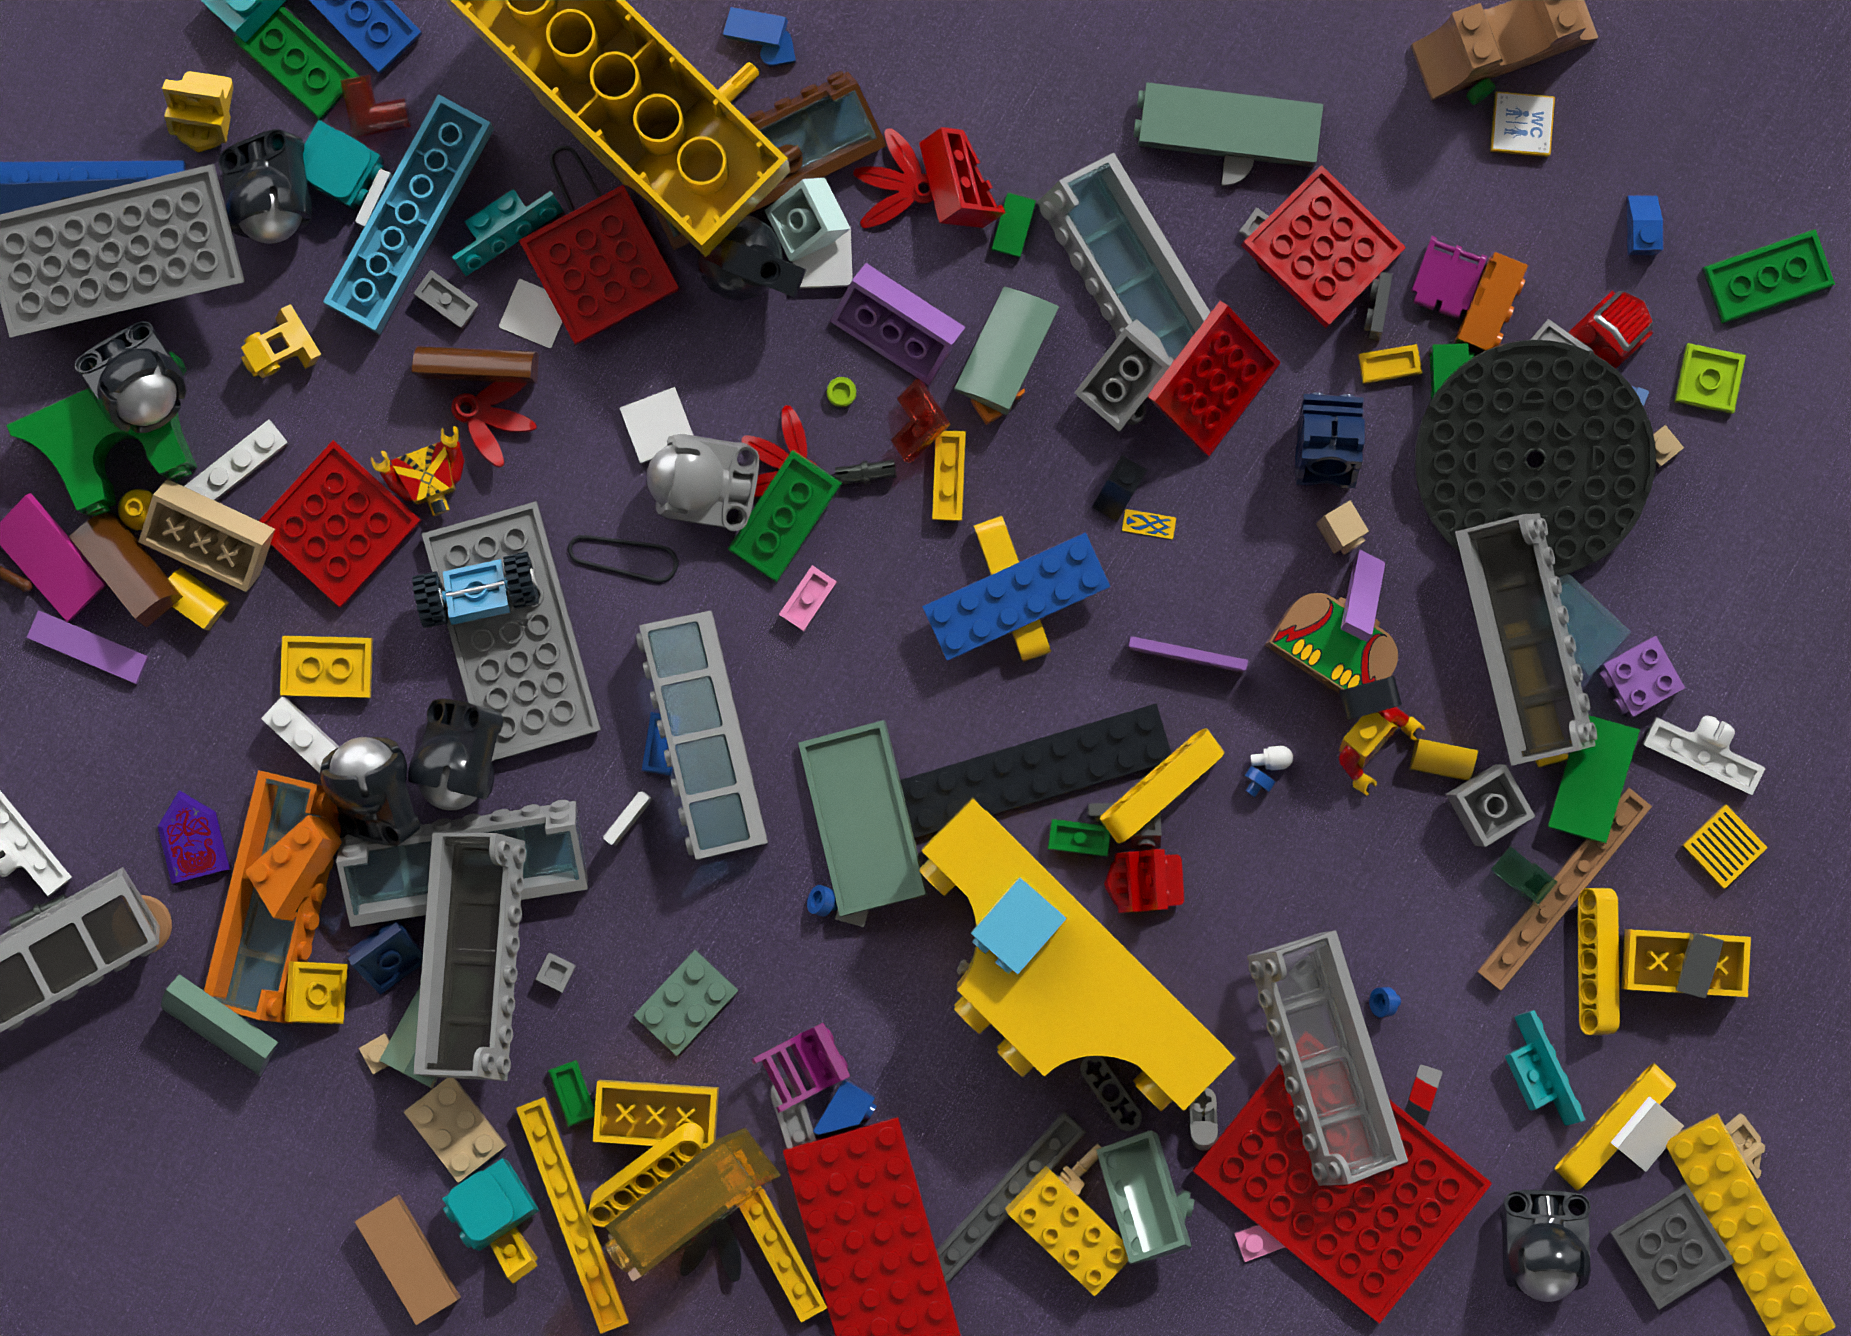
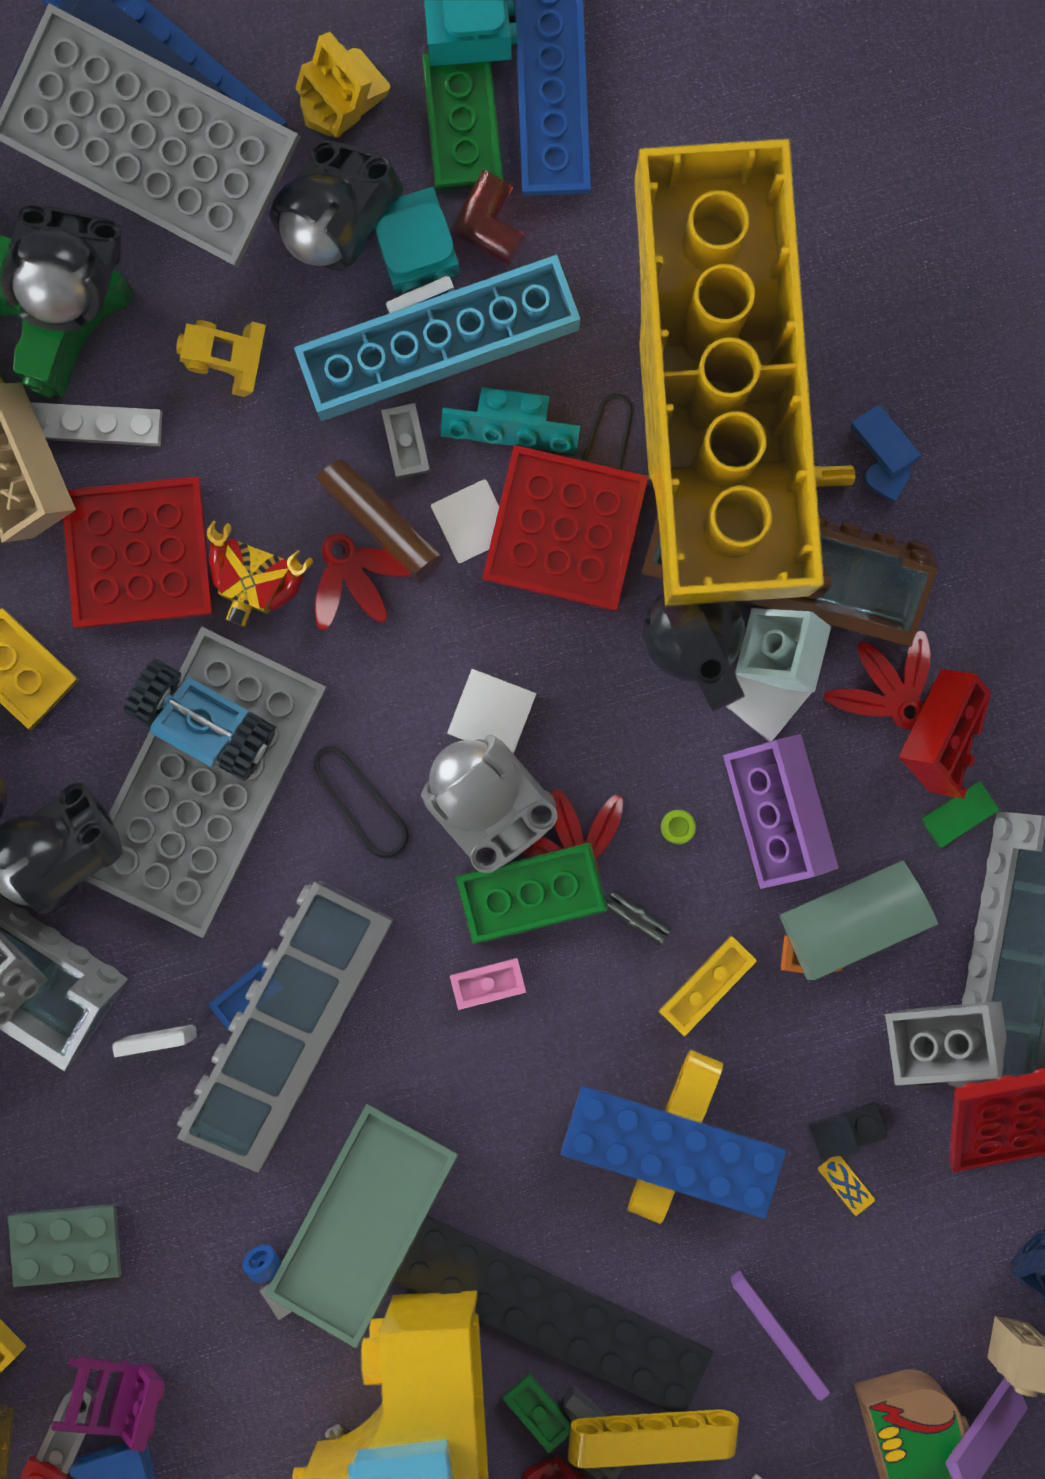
camera: 40 degrees right, 0 degrees up
(925, 422) = (730, 922): clear red brick -> none

